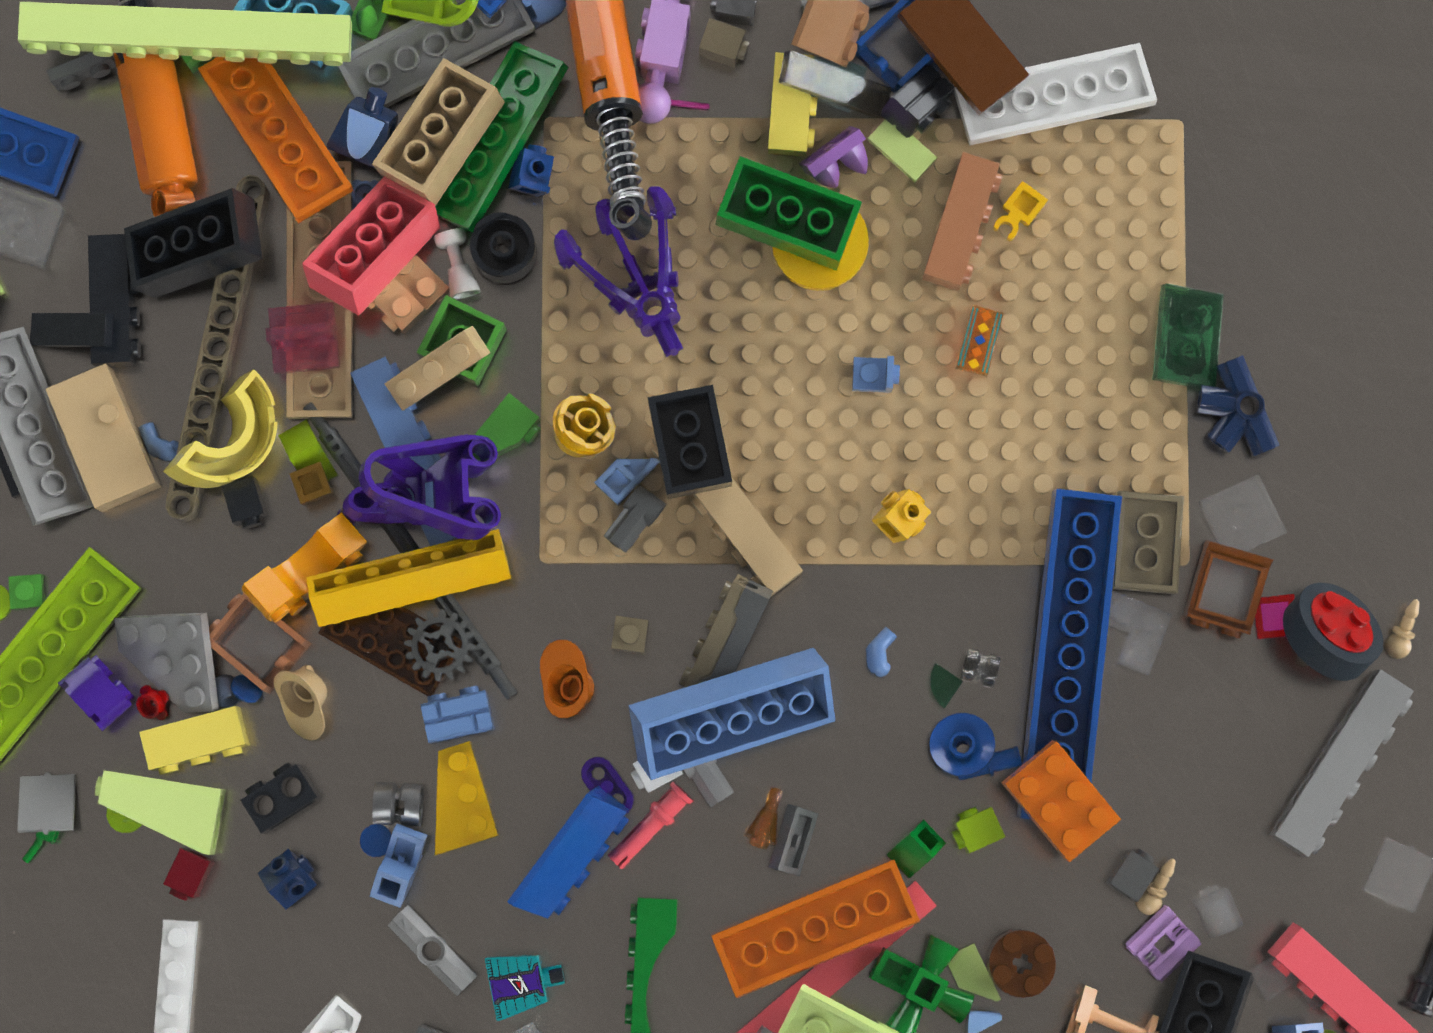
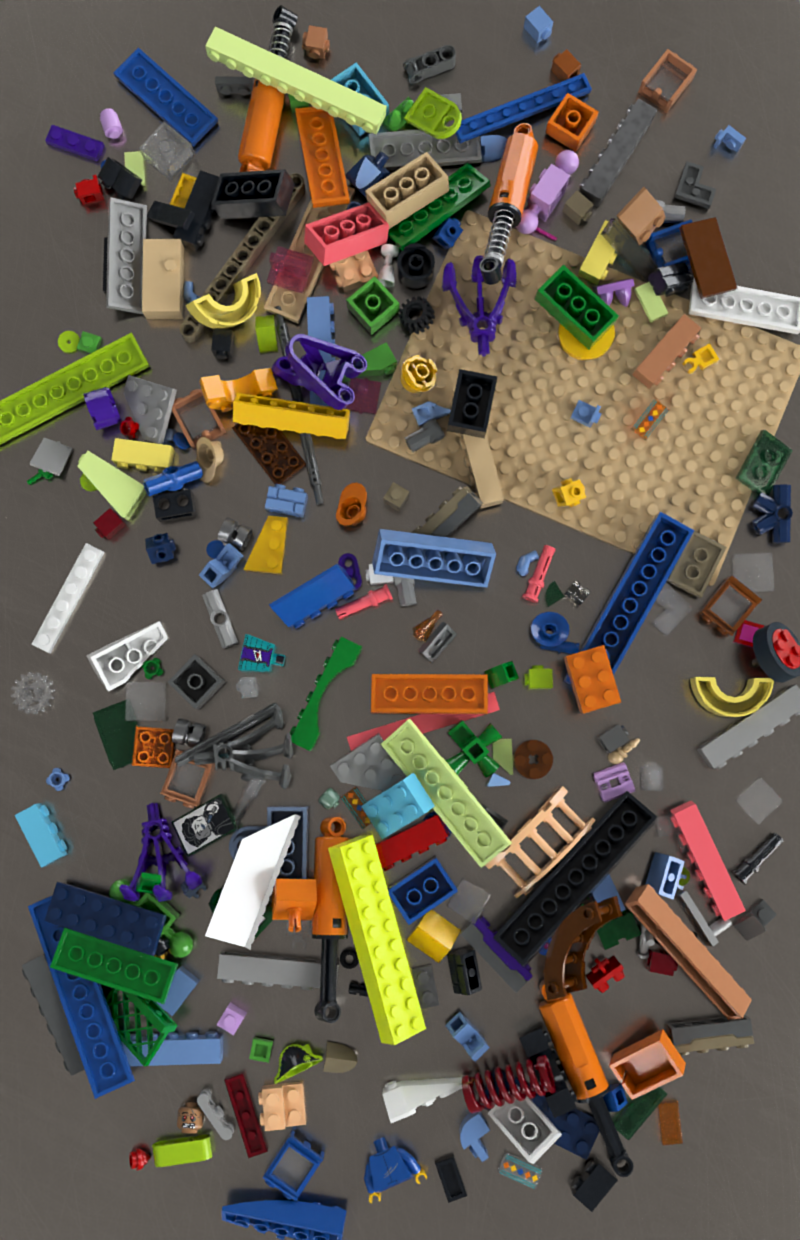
camera: 25 degrees right, 0 degrees up
(74, 280) = (183, 190): none -> yellow plate
(260, 758) = (172, 478): none -> blue piece
(311, 484) = (261, 347): pearl gold panel -> none
(433, 660) = (295, 453): dark grey gear -> none
(437, 368) = (353, 310): tan brick -> none
(510, 488) = (366, 395): none -> clear pink piece
(523, 319) = (410, 308): none -> black tyre
(909, 678) = (536, 582): none -> coral pin
(1309, 739) = (718, 703): none -> light yellow brick

